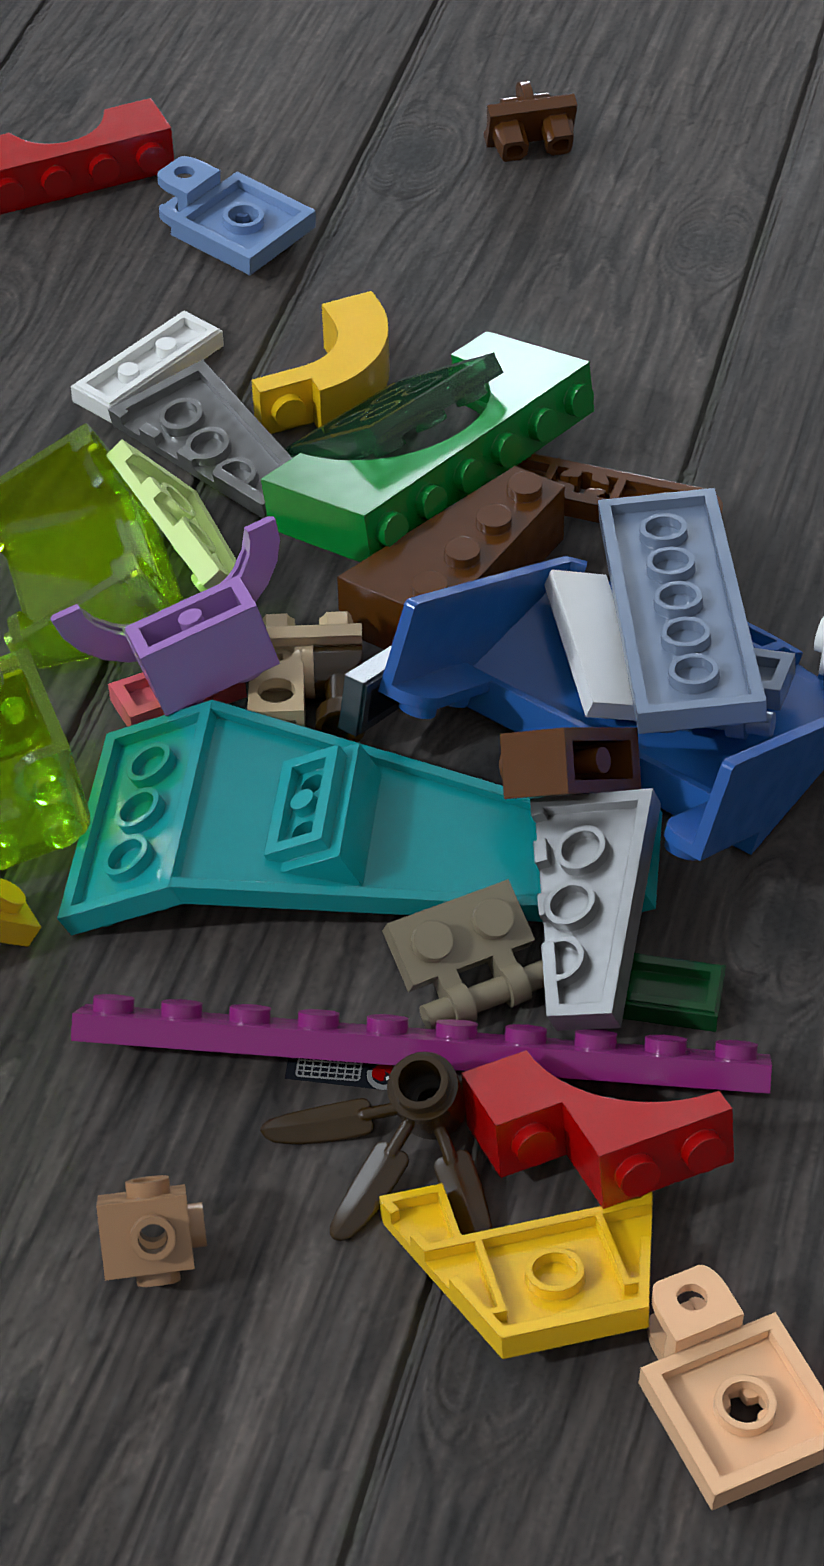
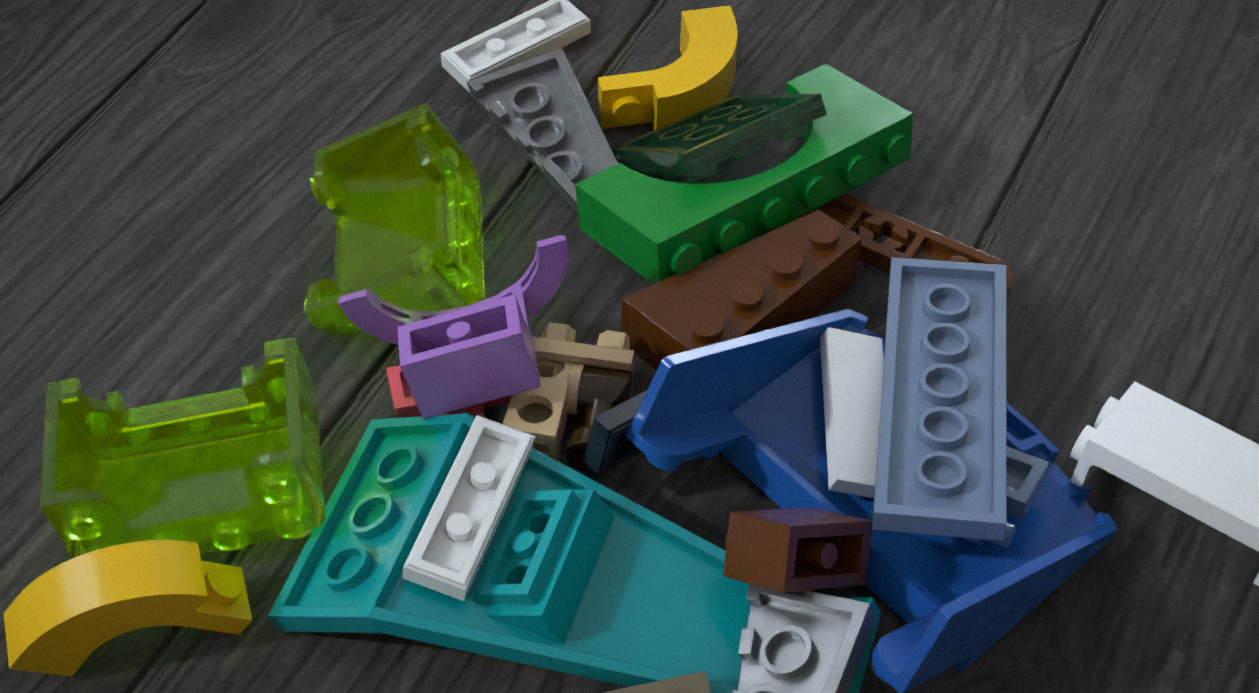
camera: 10 degrees right, 5 degrees up
(178, 514) = (497, 203): yellowish green wing -> none
(240, 778) = (468, 508): none -> white tile

